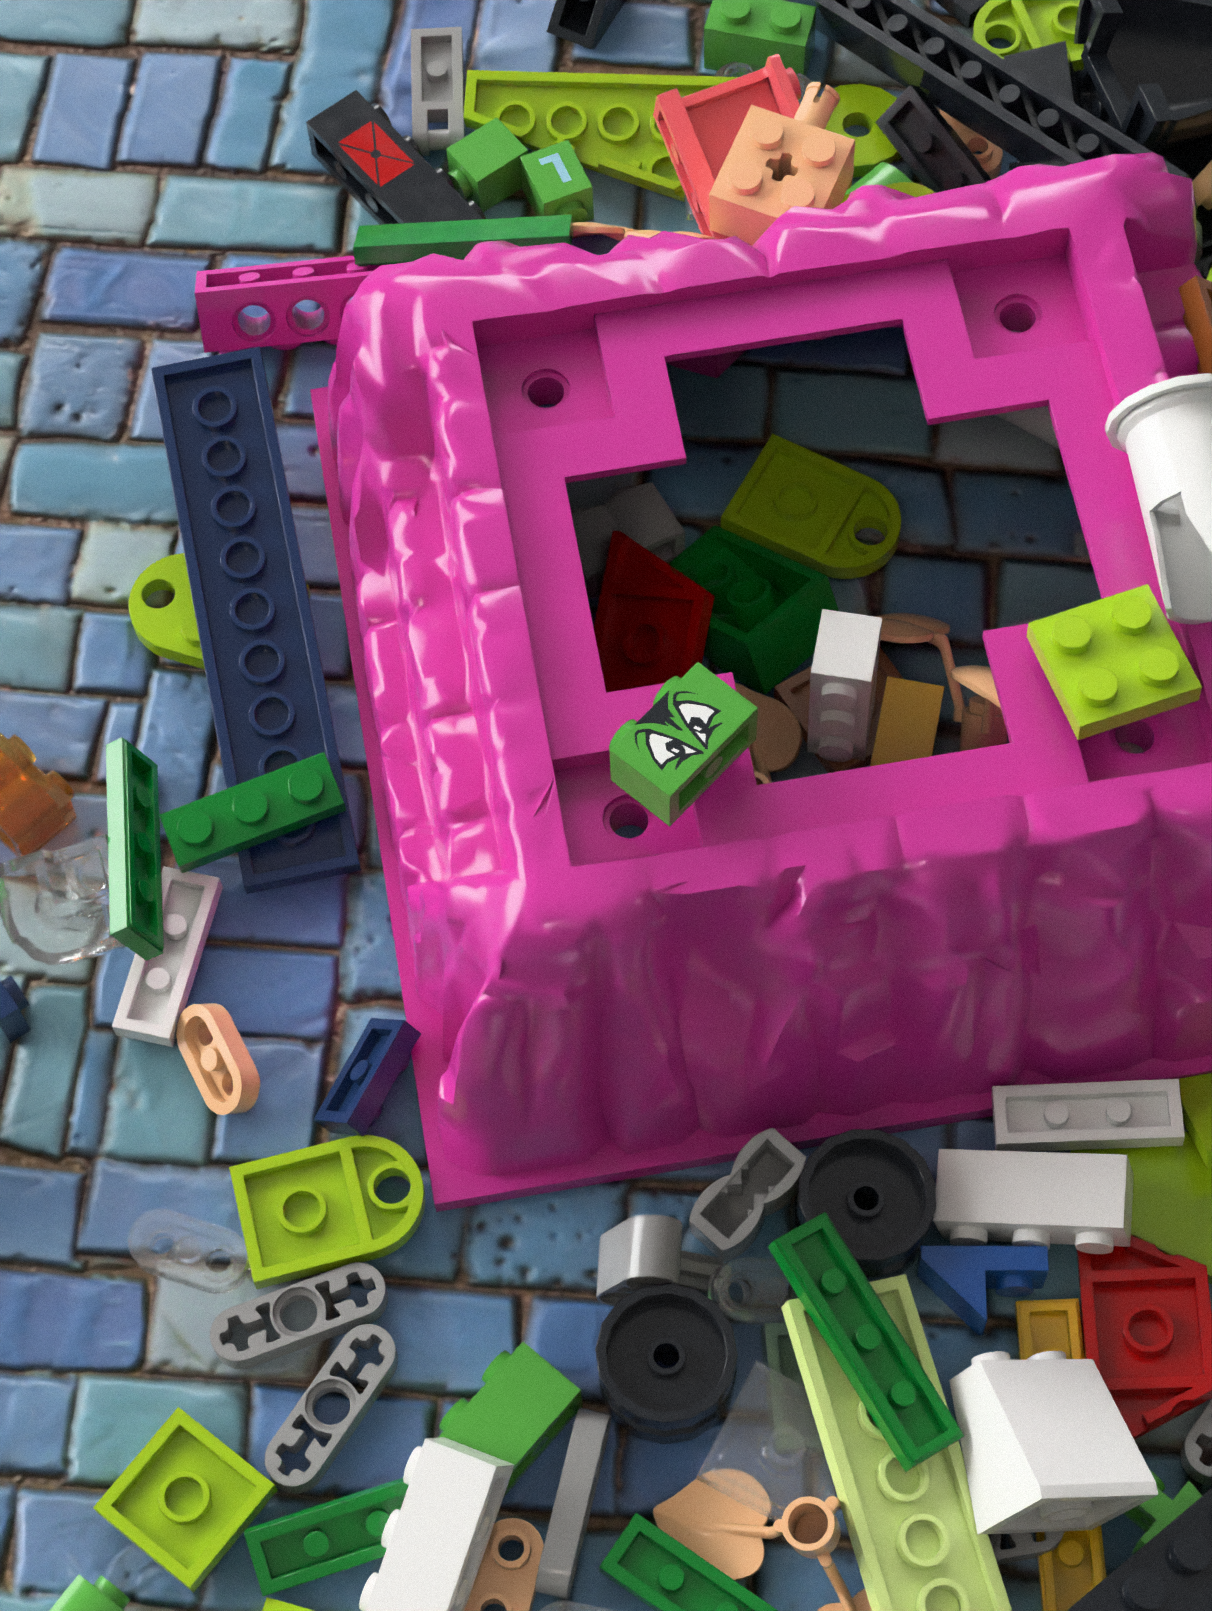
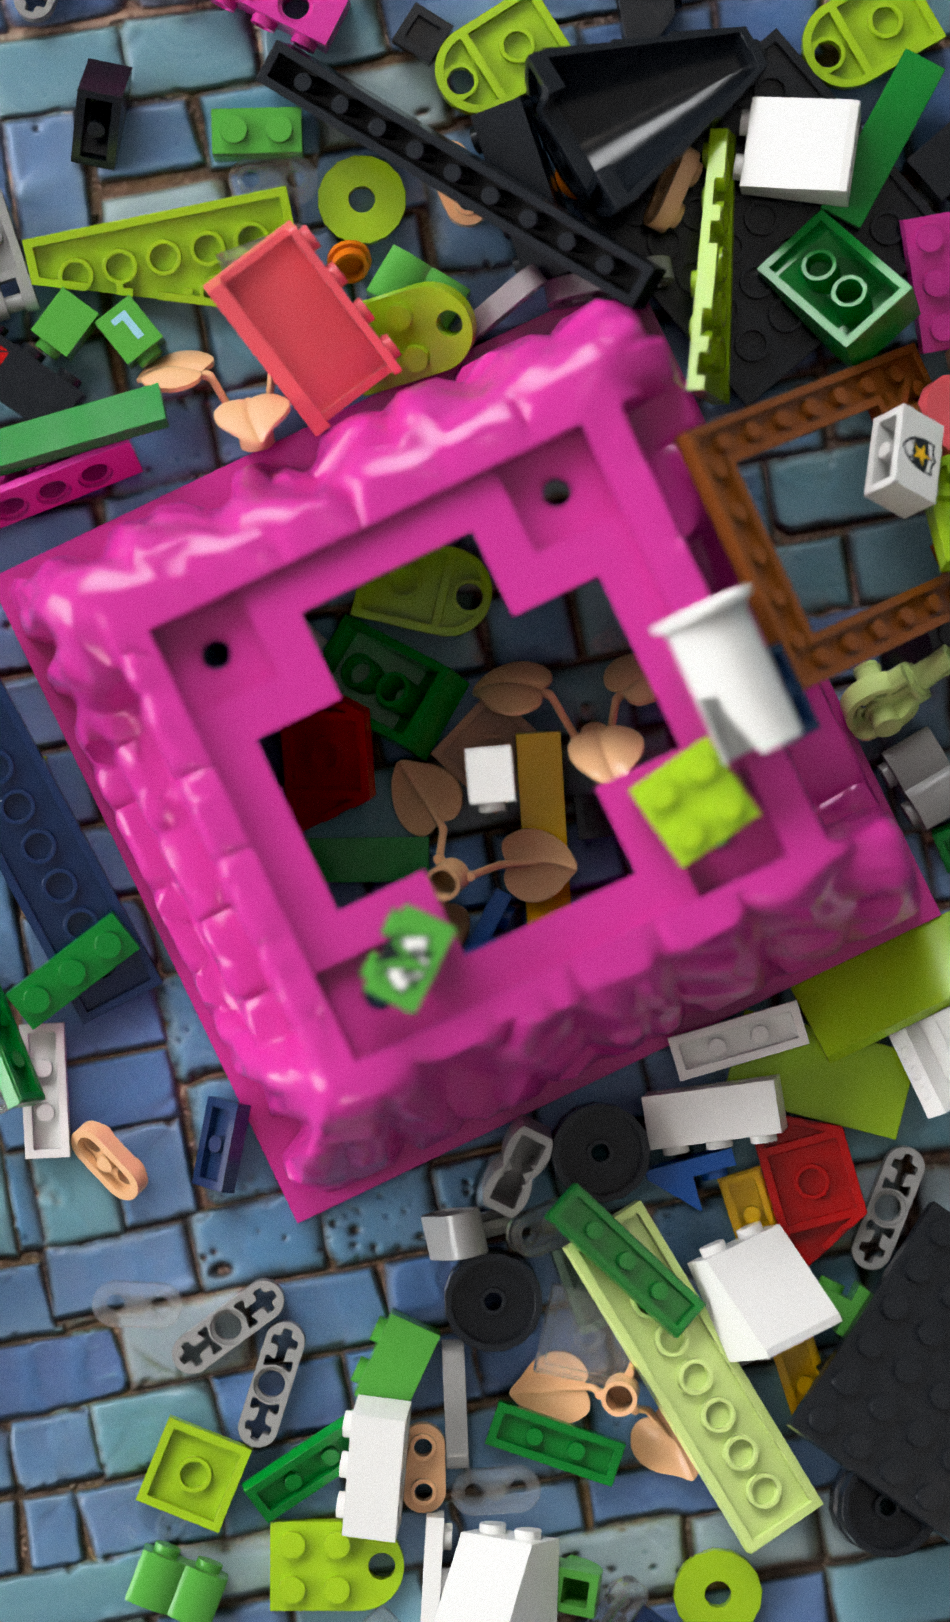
camera: 20 degrees left, 25 degrees up
(321, 1207) = (219, 1248): lime plate -> none
(780, 166) = (338, 321): light nougat brick -> none
(929, 143) = (443, 231): black plate -> none

